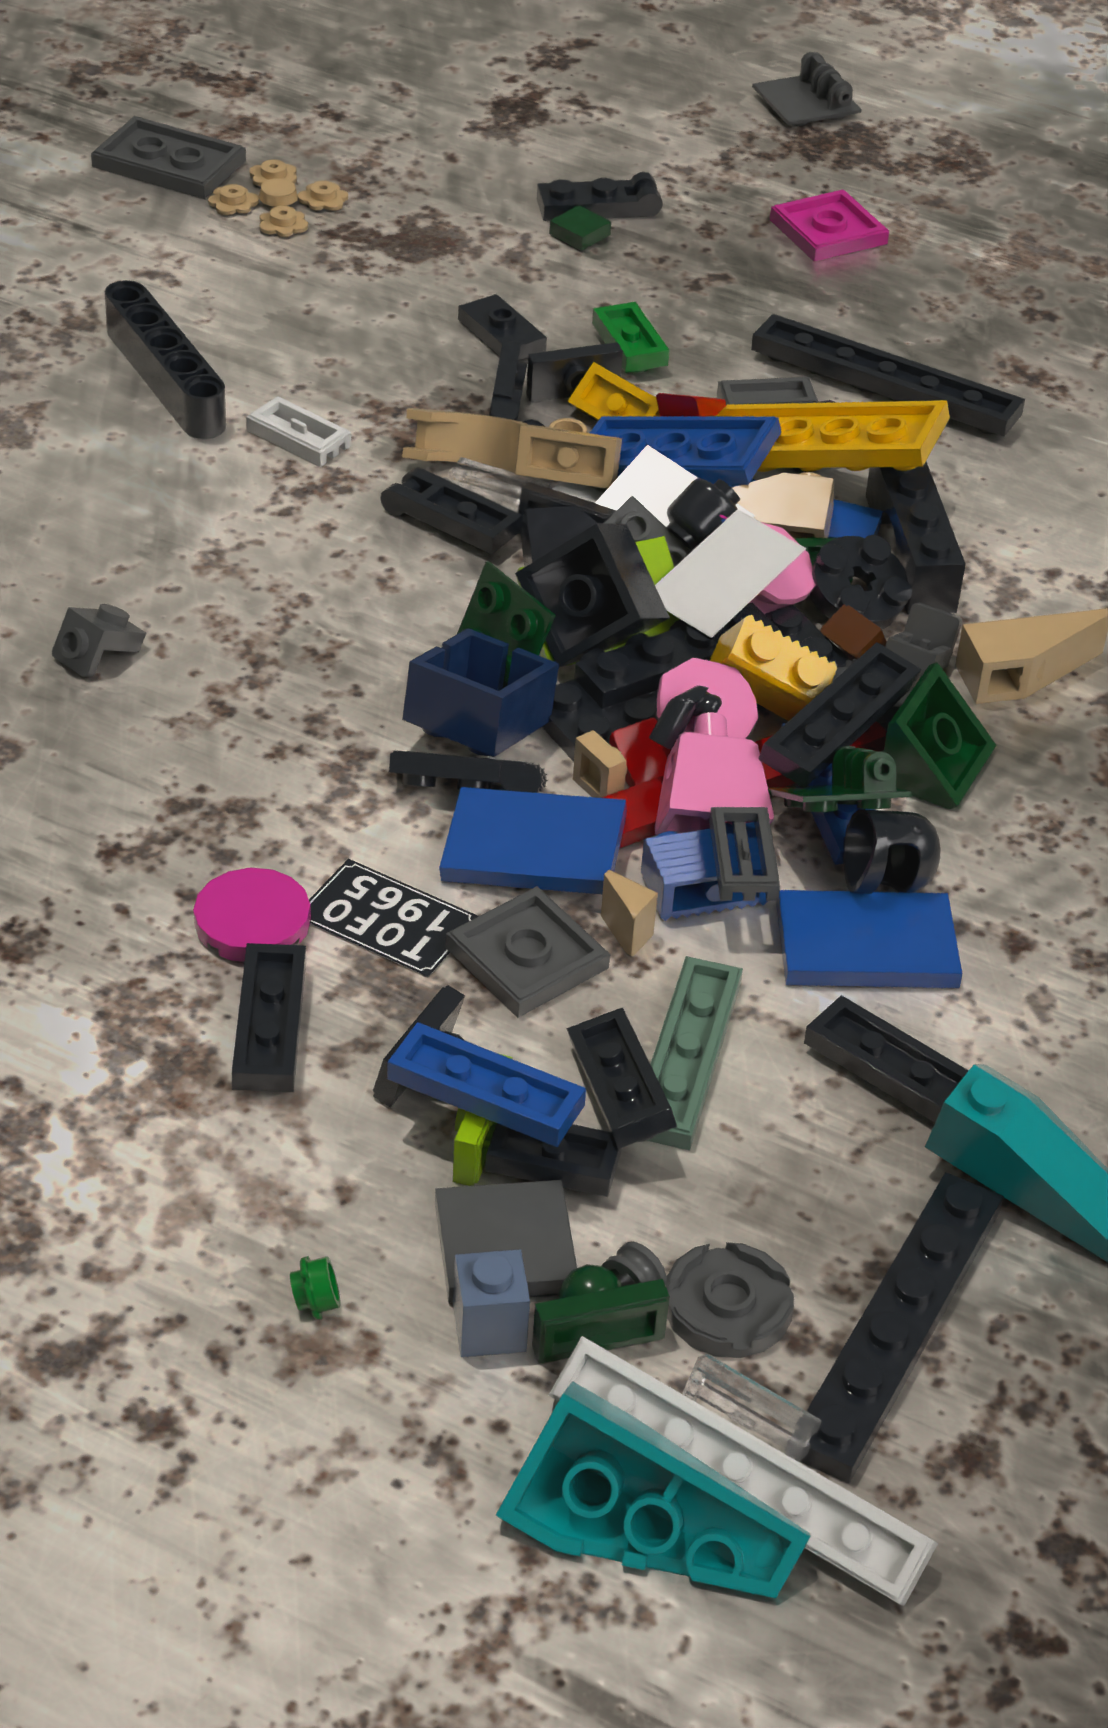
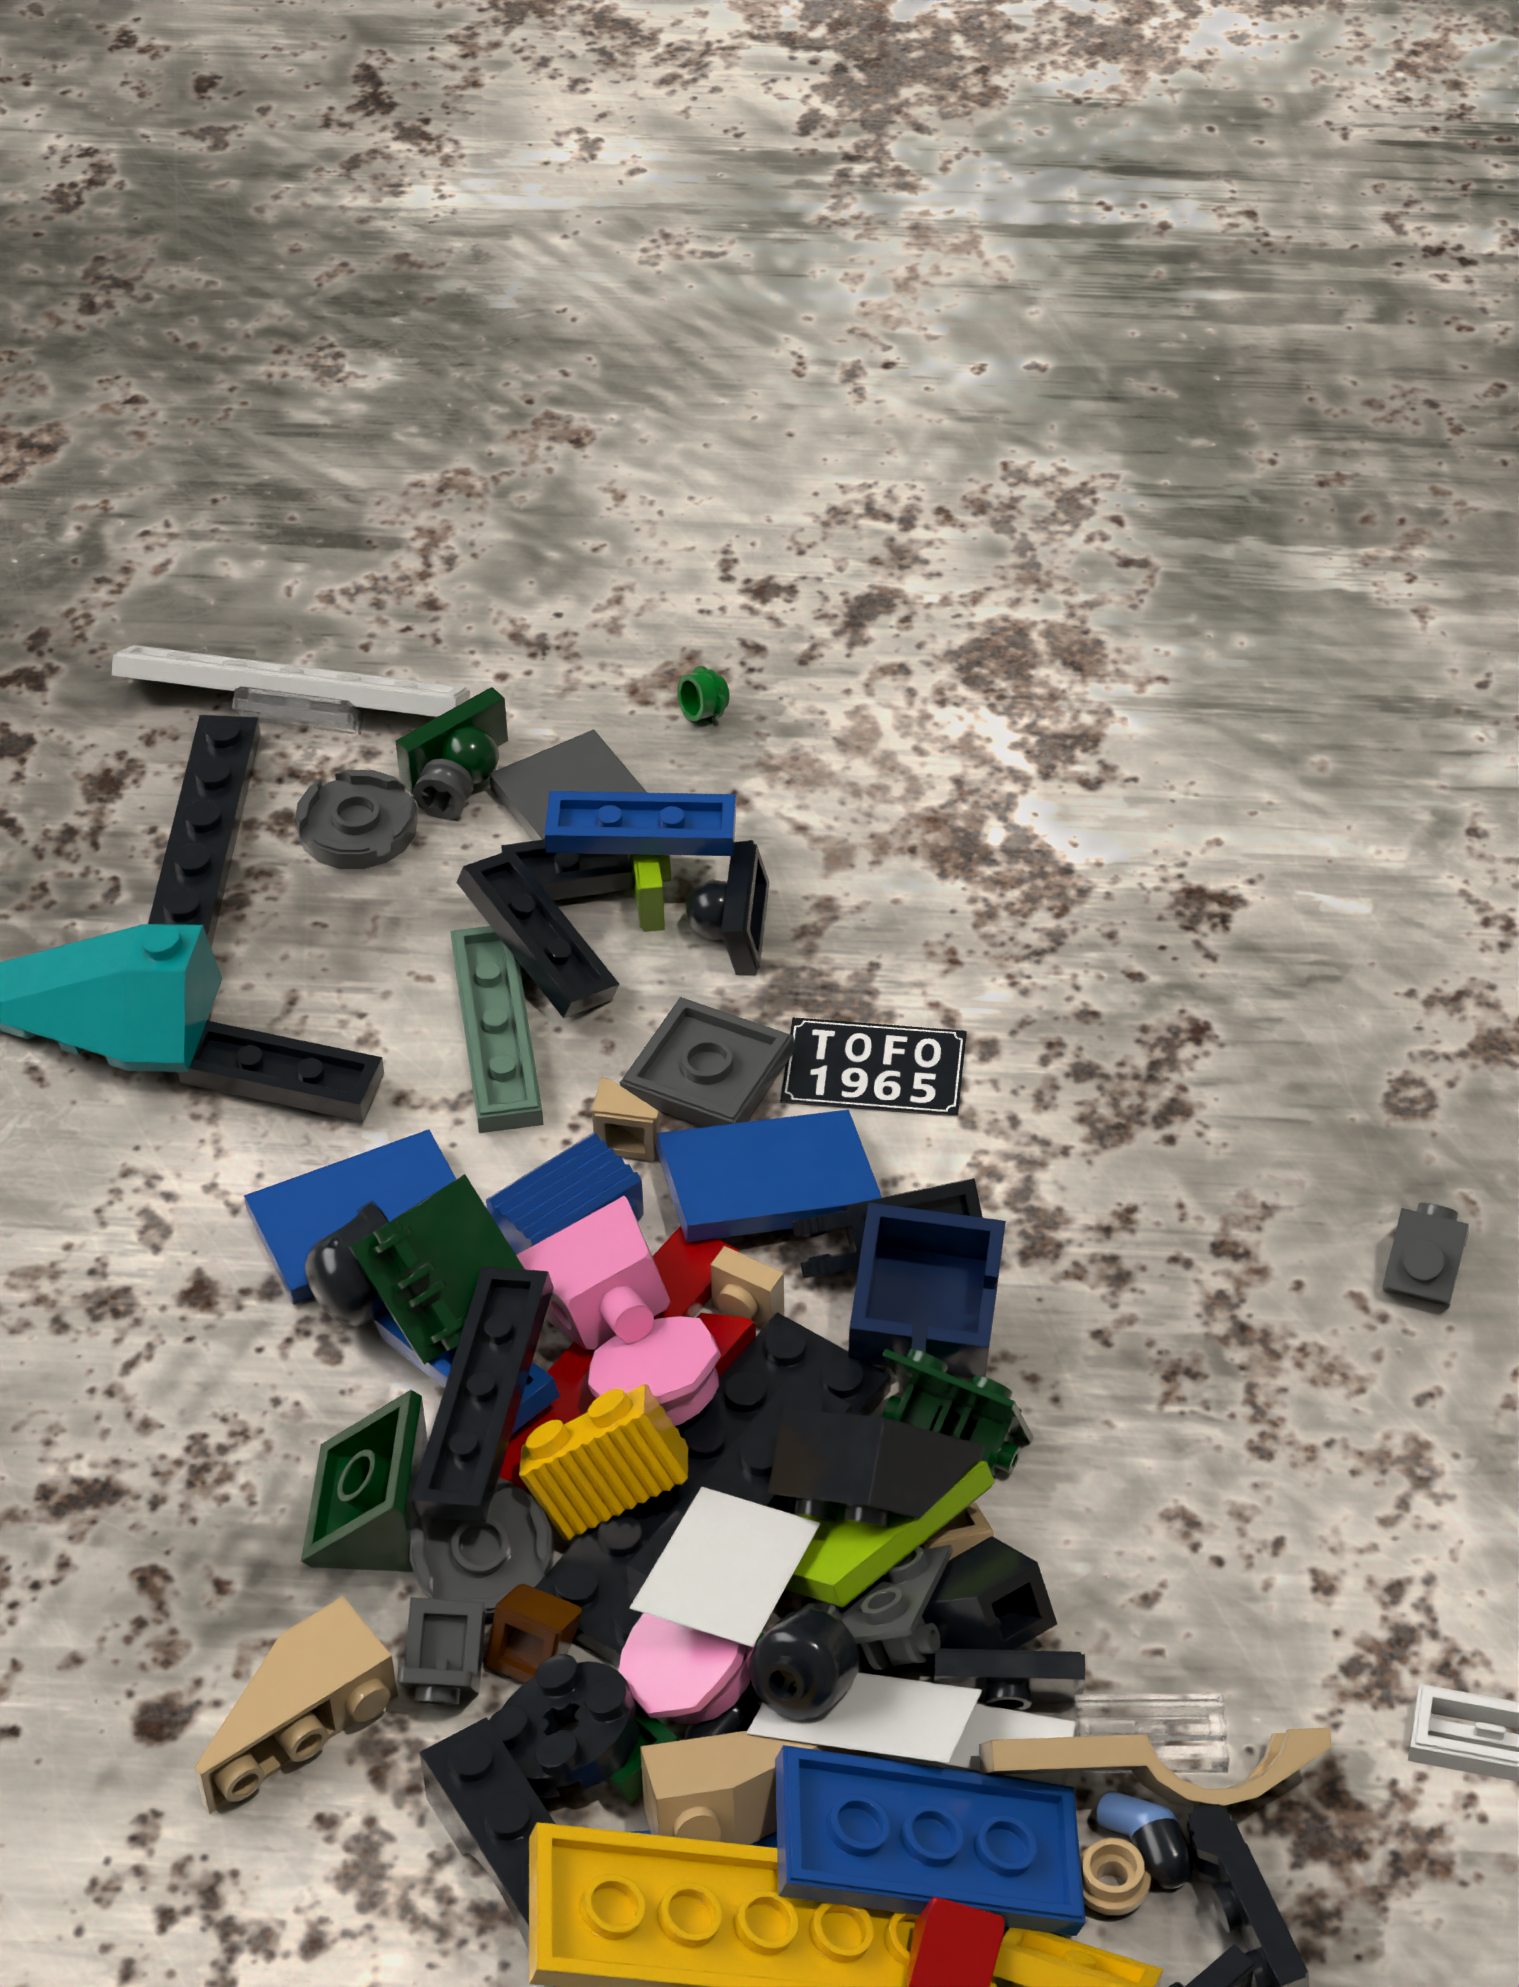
camera: 160 degrees right, 5 degrees up
(251, 908) = (1000, 998): dark pink tile -> none
(269, 1018) = (904, 895): black plate -> none
(452, 509) = (1179, 1649): black plate -> none
(491, 1303) = (546, 708): sand blue brick -> none
(634, 1497) = (392, 634): teal wedge -> none
(679, 713) = (664, 1316): black arm -> none
(746, 882) = (537, 1212): dark grey tile -> none

